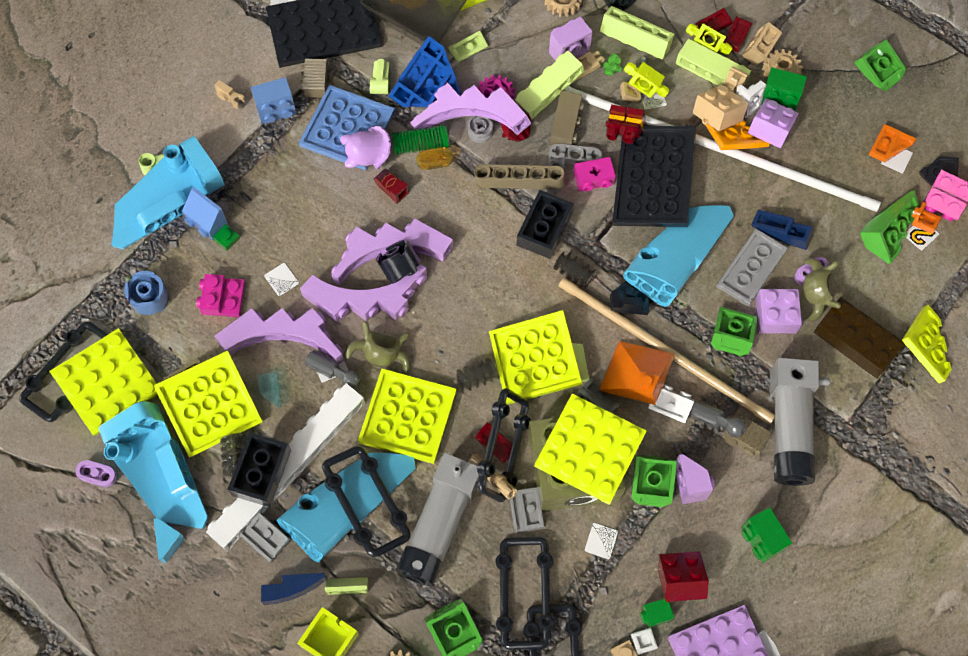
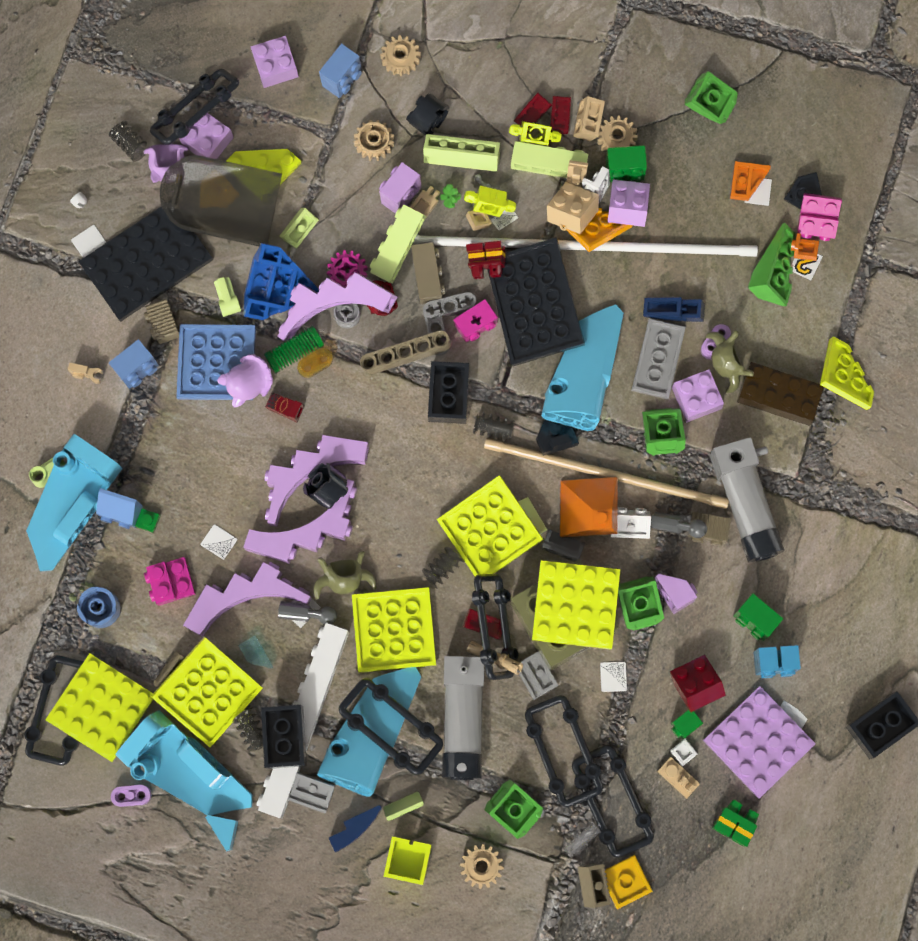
camera: 15 degrees left, 10 degrees up
(764, 586) = (771, 661): none -> dark azure piece

